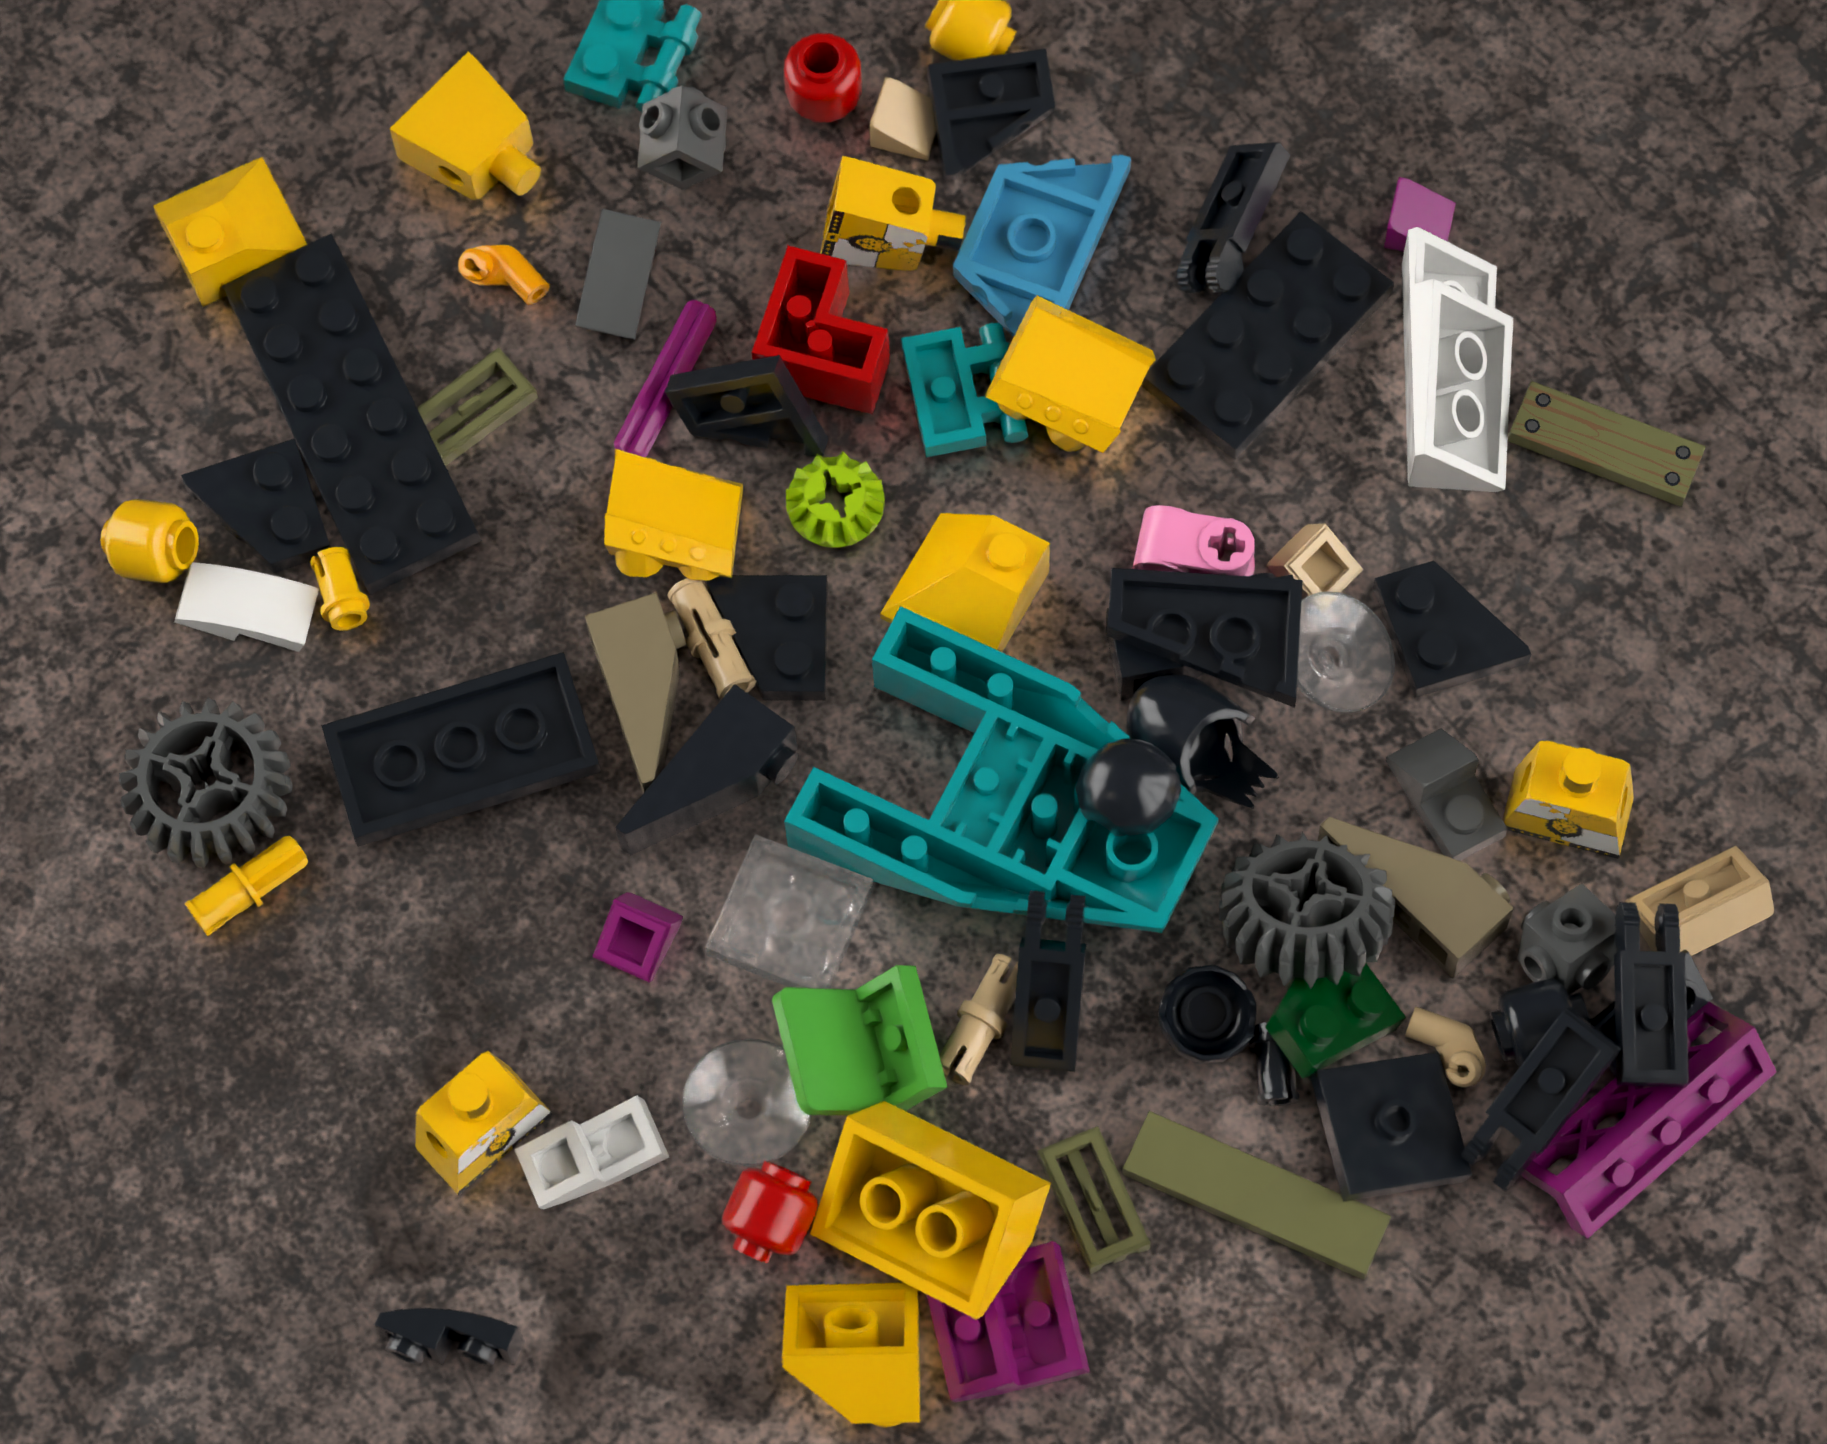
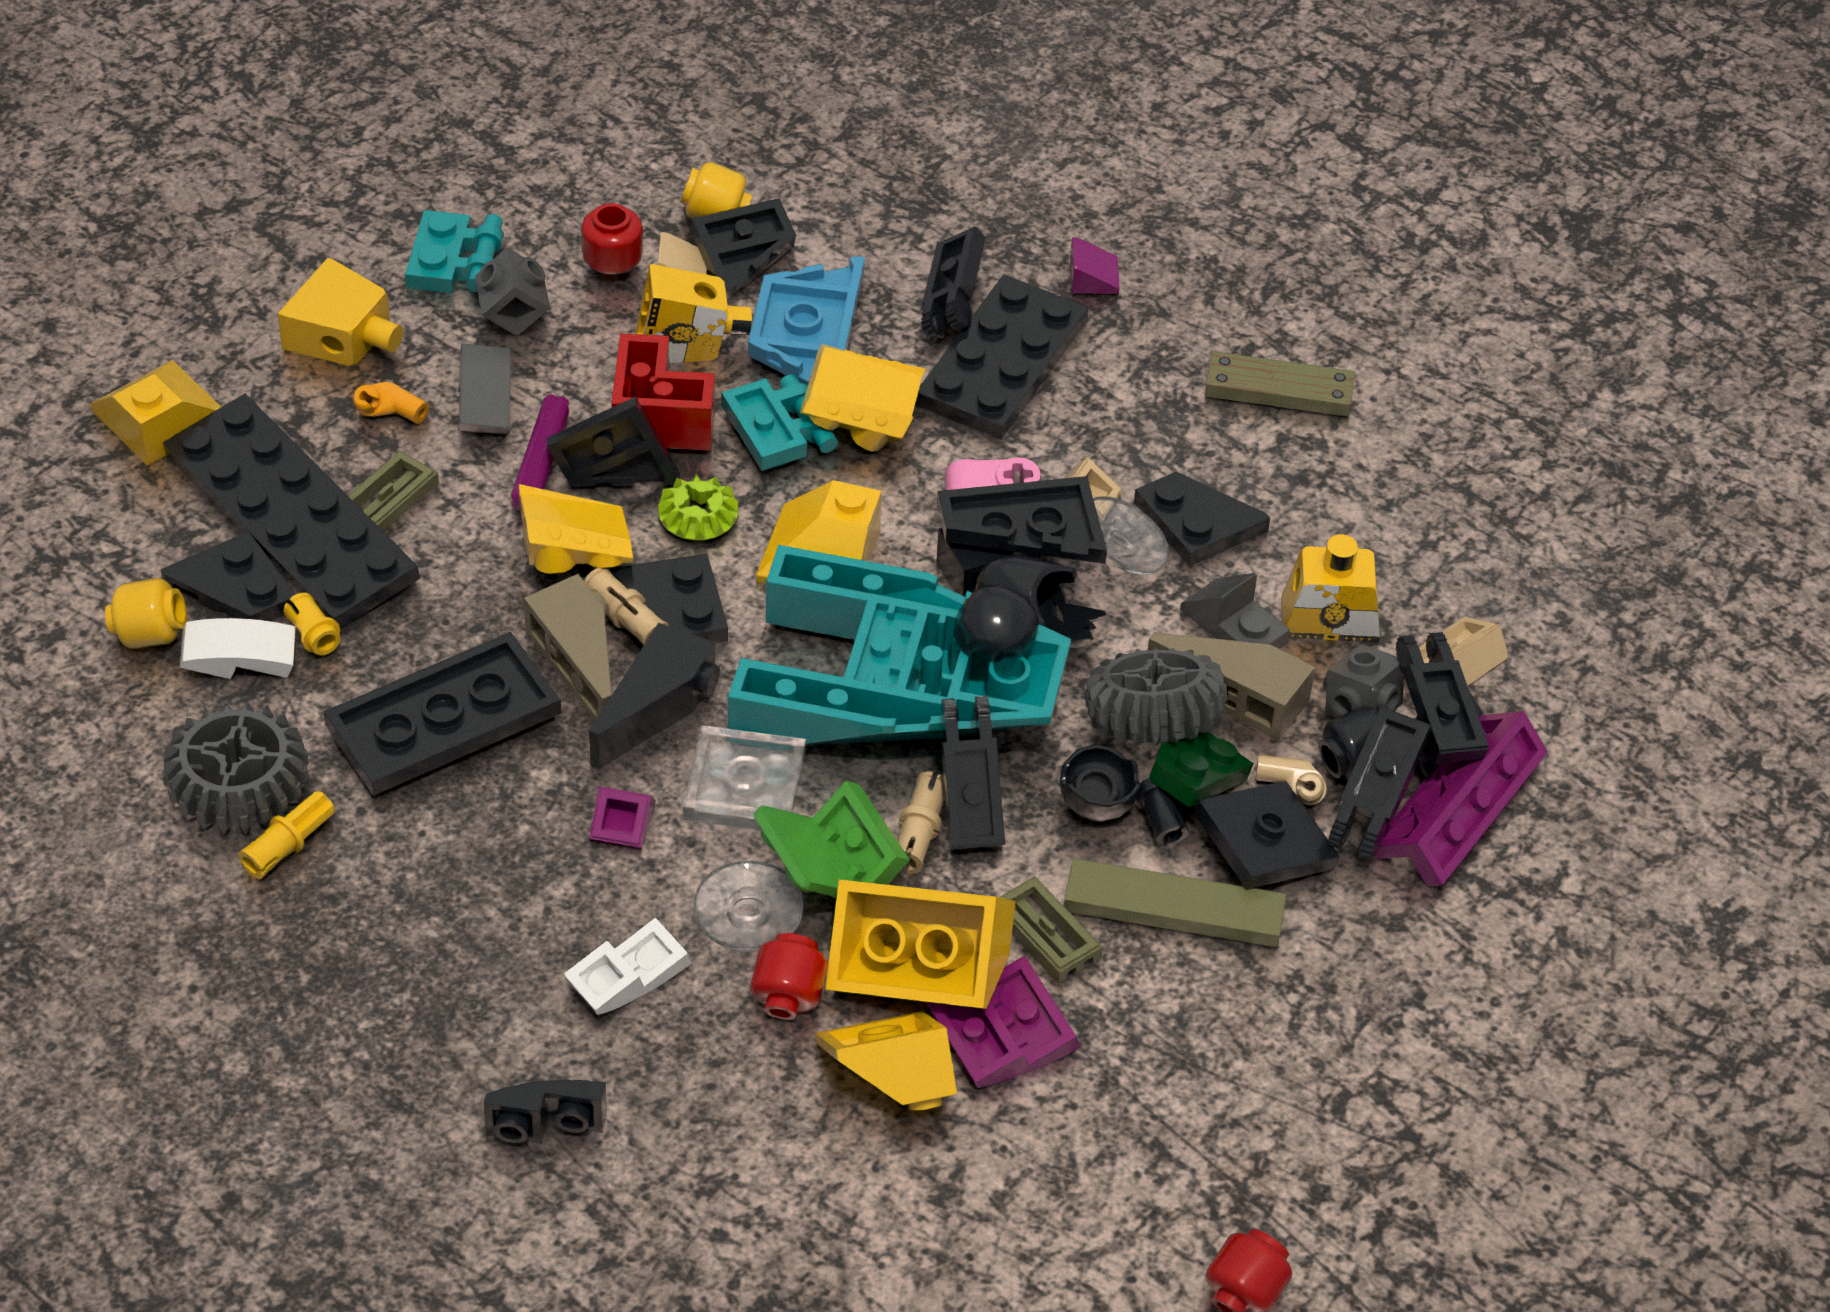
camera: 20 degrees left, 20 degrees down
(476, 1120) = (528, 952): yellow torso -> none
(1454, 367) = (1148, 351): white slope -> none

